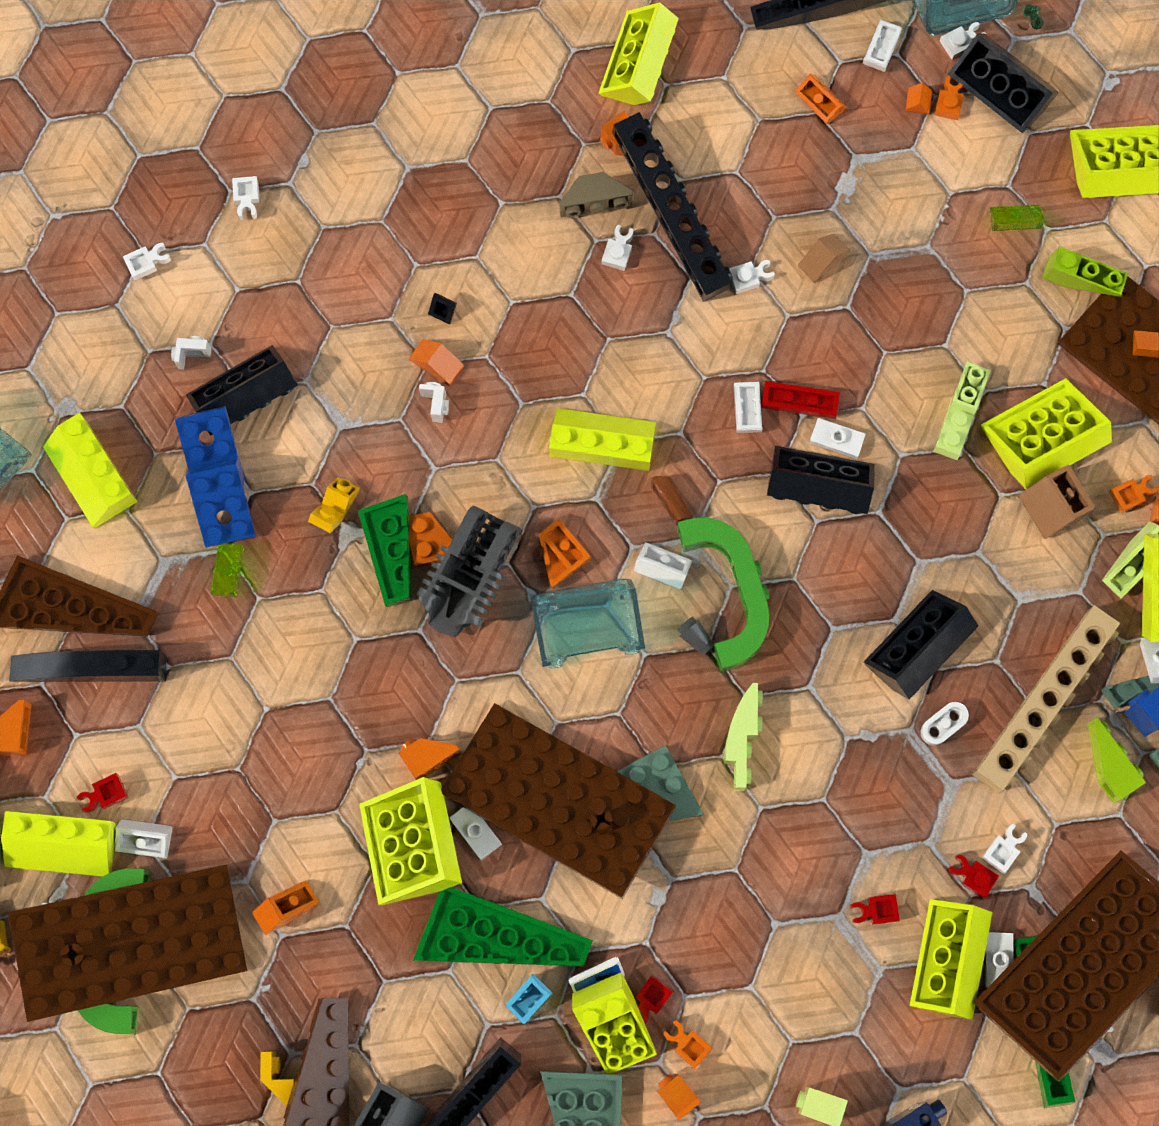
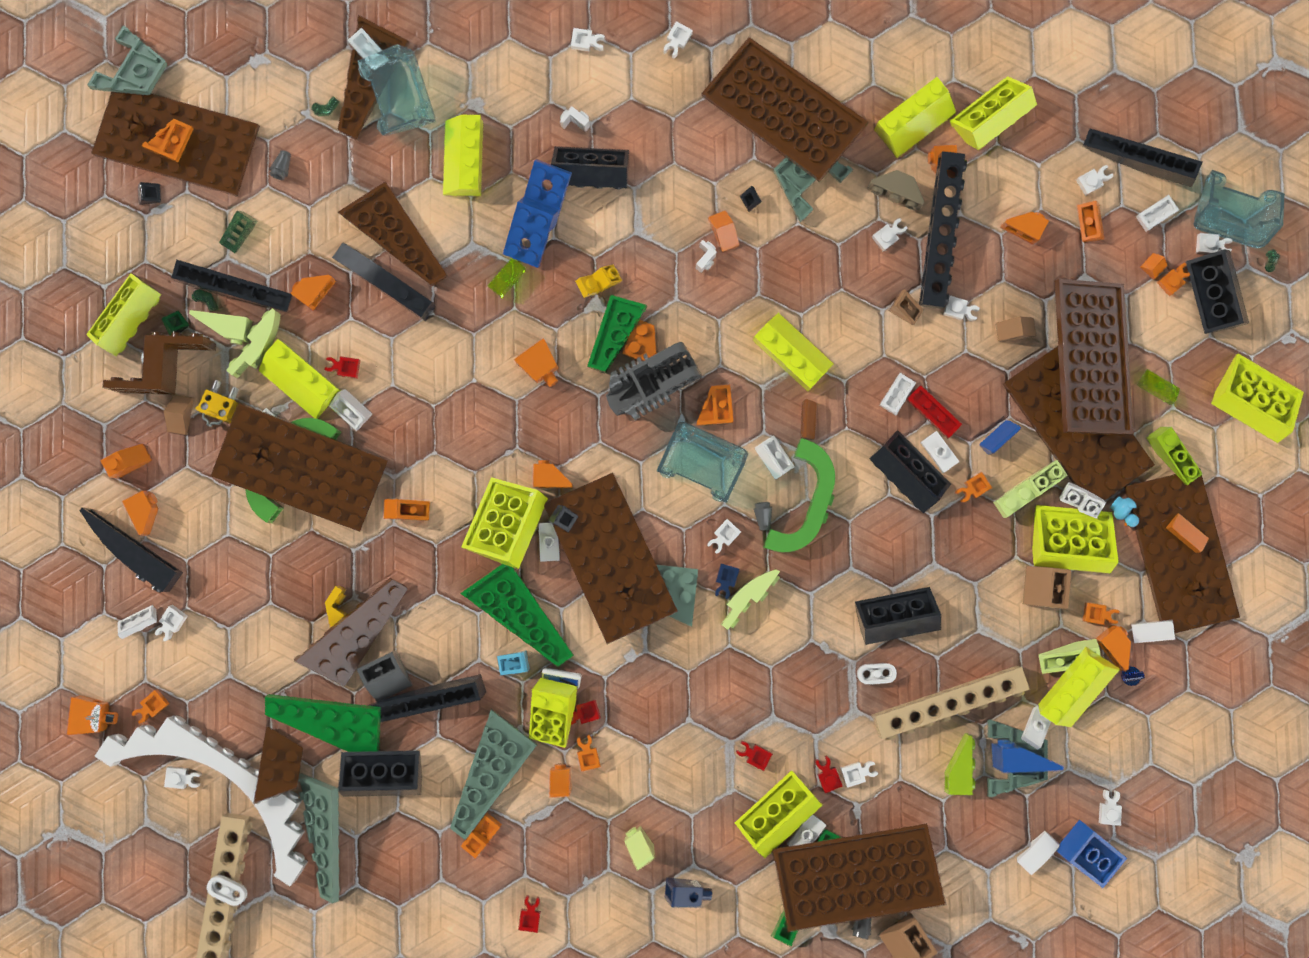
camera: 30 degrees right, 10 degrees up
(327, 639) = (538, 363): none -> orange torso
(413, 192) = (784, 109): none -> reddish brown plate
(473, 790) = (563, 518): none -> black slope
(476, 245) = (796, 181): none -> sand green wing
(561, 112) = (916, 117): none -> neon yellow slope
(668, 685) = (725, 534): none -> white plate
(691, 311) = (906, 308): none -> medium nougat slope
(704, 731) = (727, 577): none -> dark blue plate
(757, 146) = (1026, 226): none -> orange slope
(792, 56) = (1092, 180): none -> white plate
(889, 379) = (999, 437): none -> blue slope
(902, 448) = (976, 486): none -> orange plate
(926, 230) = (1093, 357): none -> reddish brown plate
(962, 311) = (1091, 460): none -> reddish brown plate
(1025, 385) = (1082, 499): none -> white slope
(1073, 366) = (1122, 508): none -> medium azure animal
(1137, 1021) = (862, 928): none -> dark grey cone

